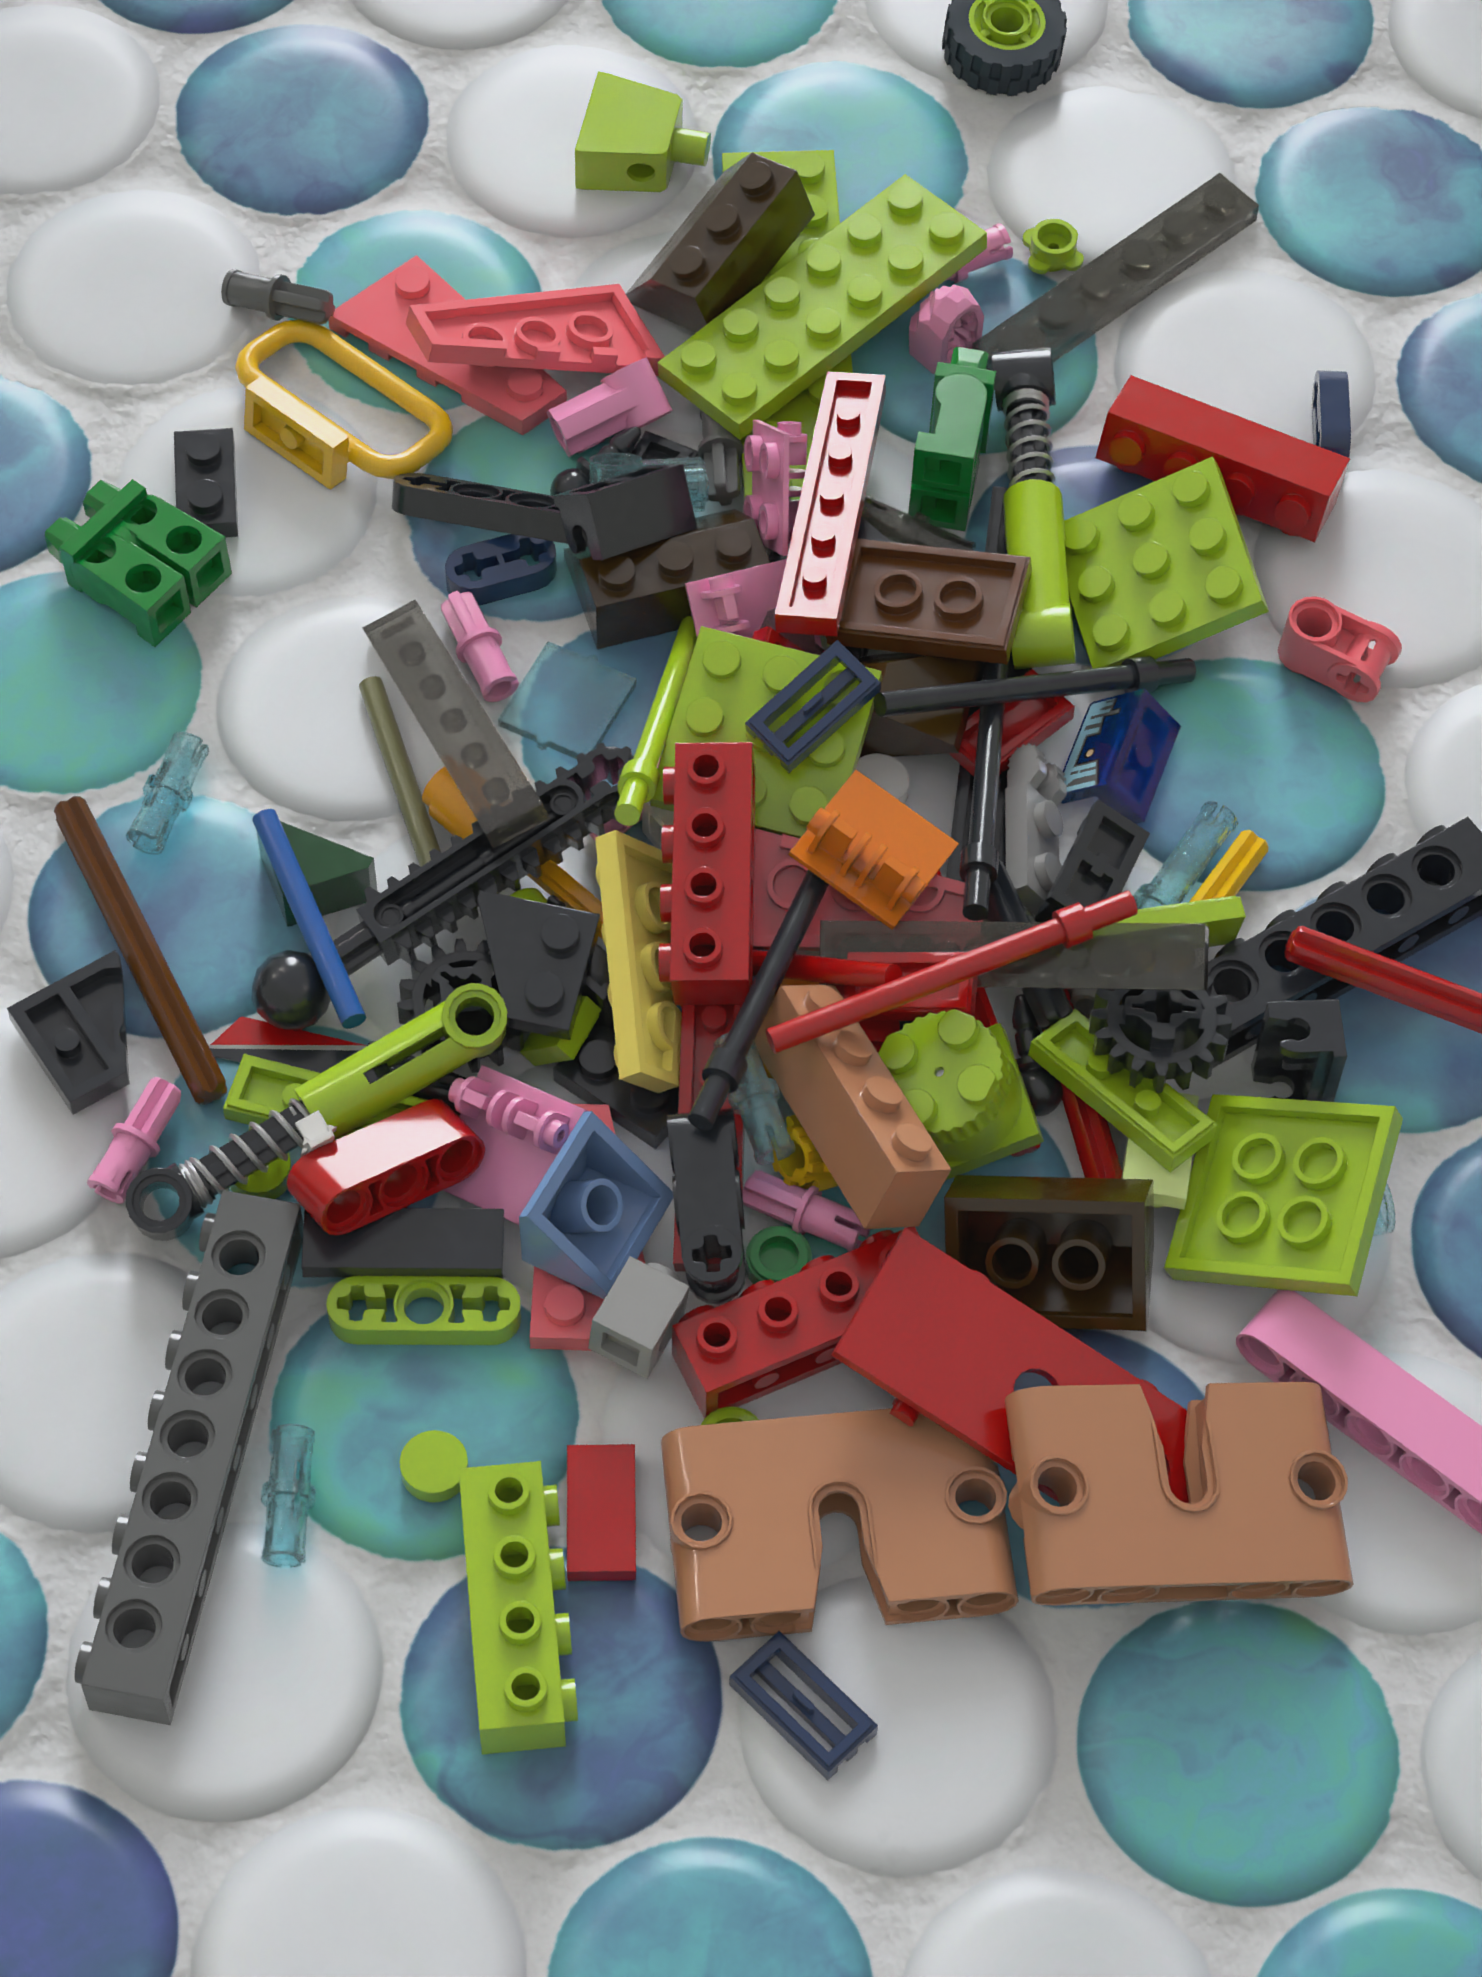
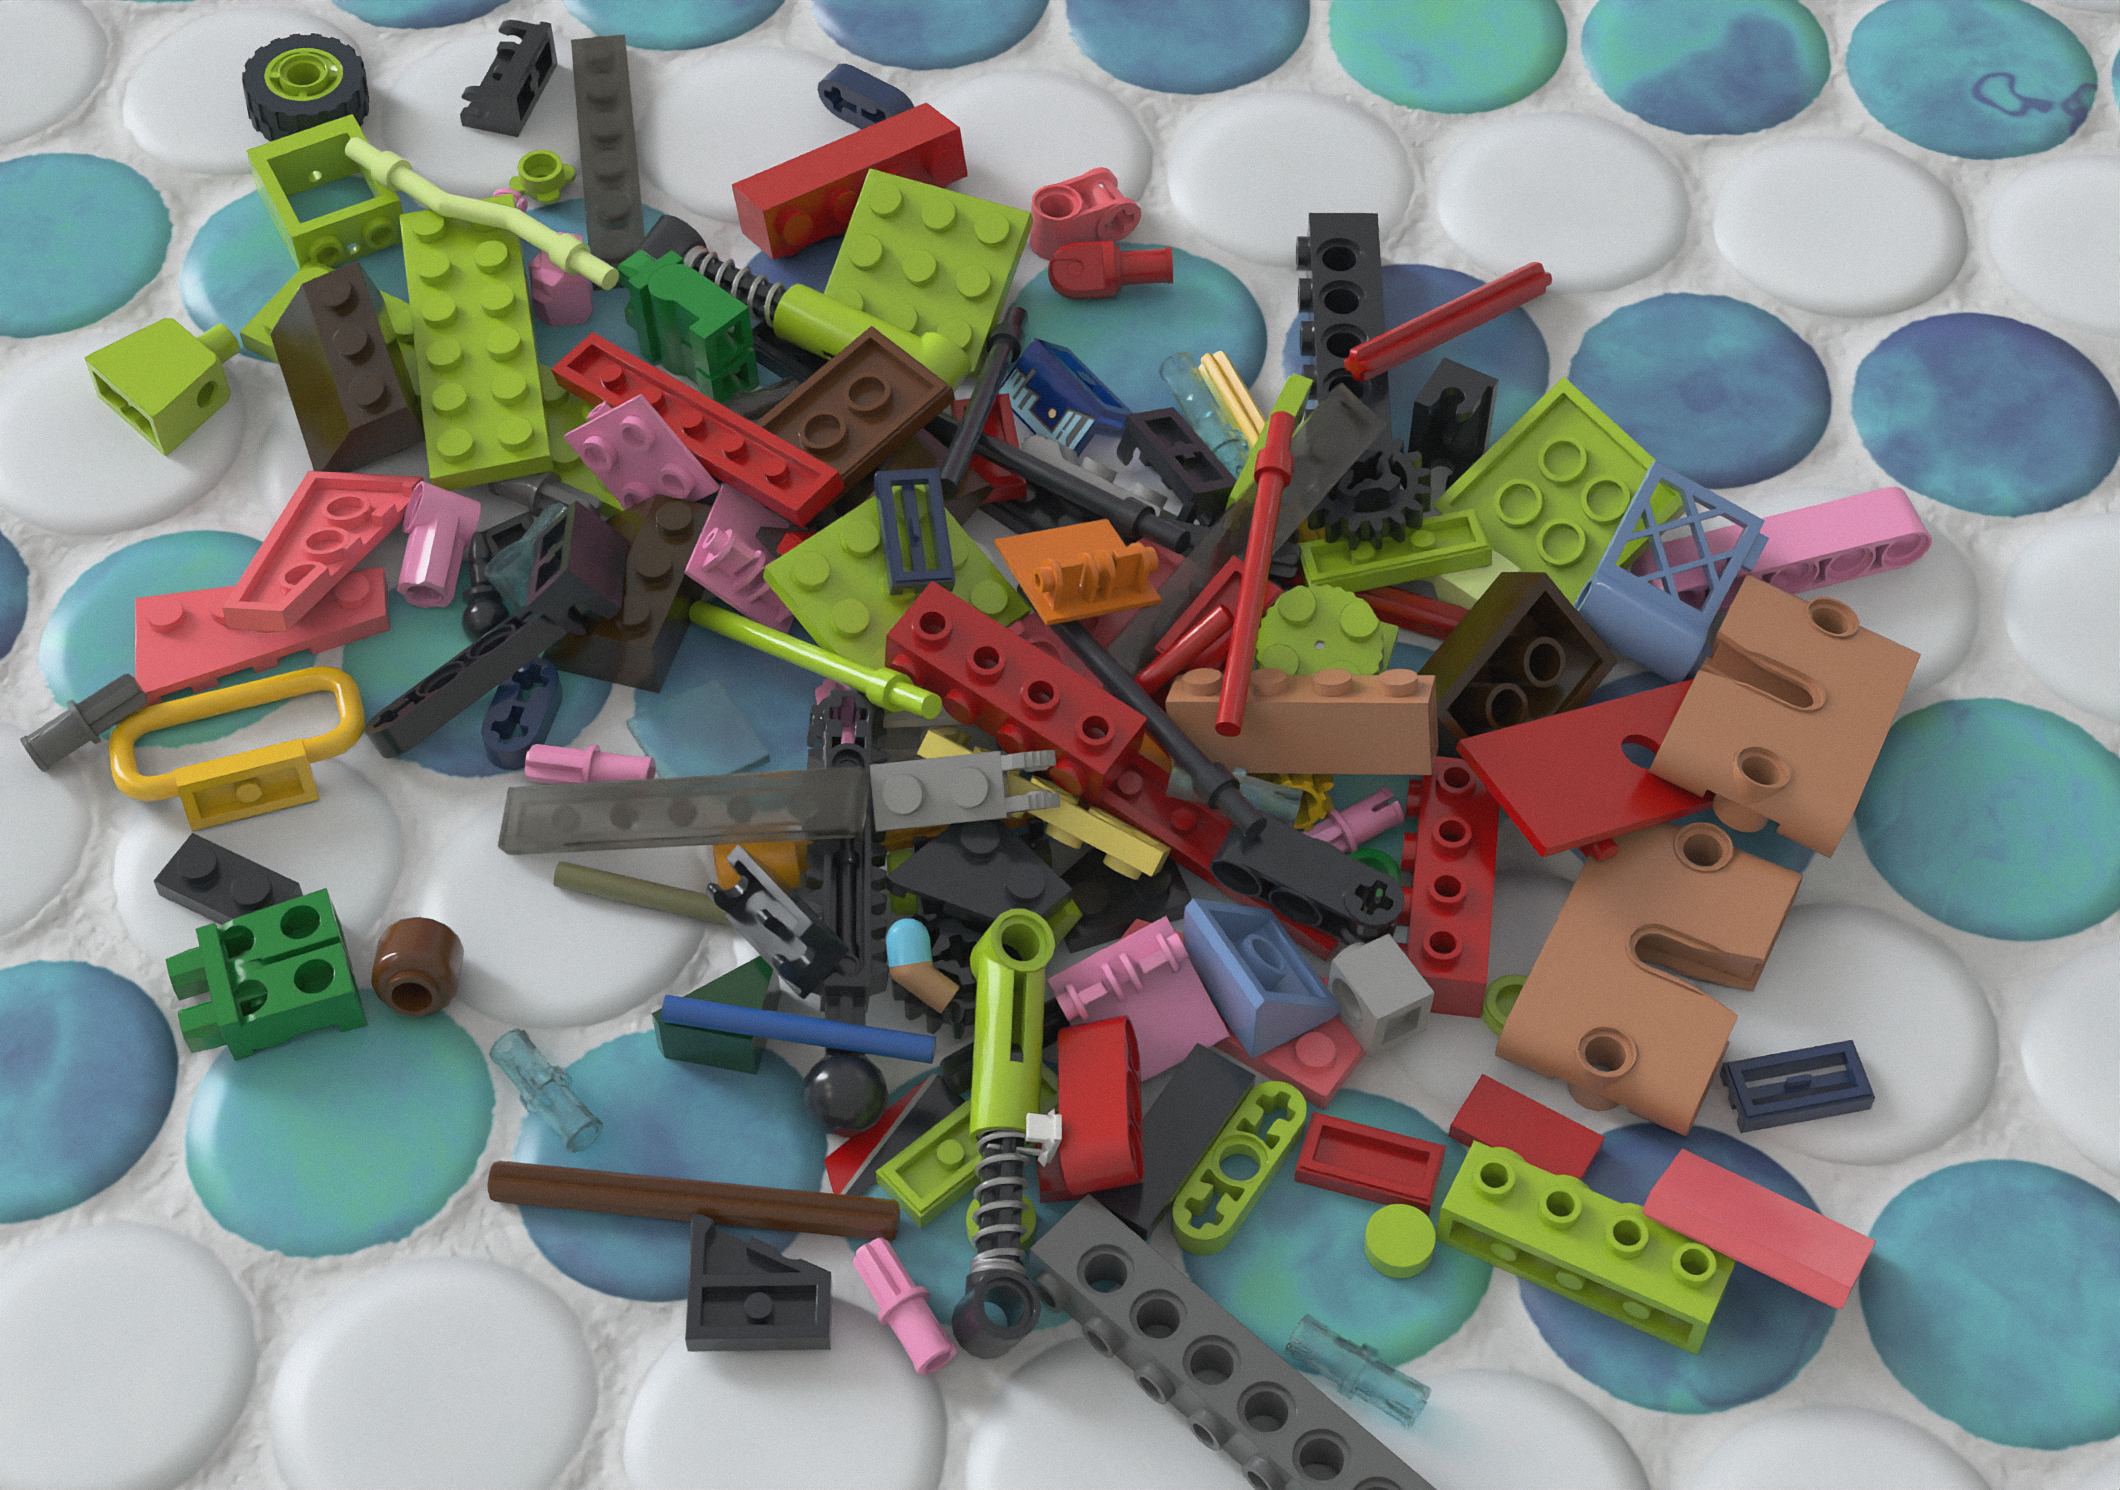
camera: 55 degrees left, 5 degrees down
(211, 641) = (417, 966): none -> reddish brown head
(389, 842) = (778, 923): none -> black hinge
(420, 958) = (912, 964): none -> arm
(495, 1403) = (1369, 1163): none -> red tile
(581, 885) = (955, 789): none -> light grey hinge
(612, 1731) = (1759, 1228): none -> coral tile
(922, 80) = (313, 160): none -> lime window
(937, 300) = (563, 250): none -> yellowish green bar
(1140, 165) = (513, 80): none -> black hinge
(1205, 1326) = (1654, 623): none -> medium blue piece
(1287, 703) = (1101, 269): none -> red arm

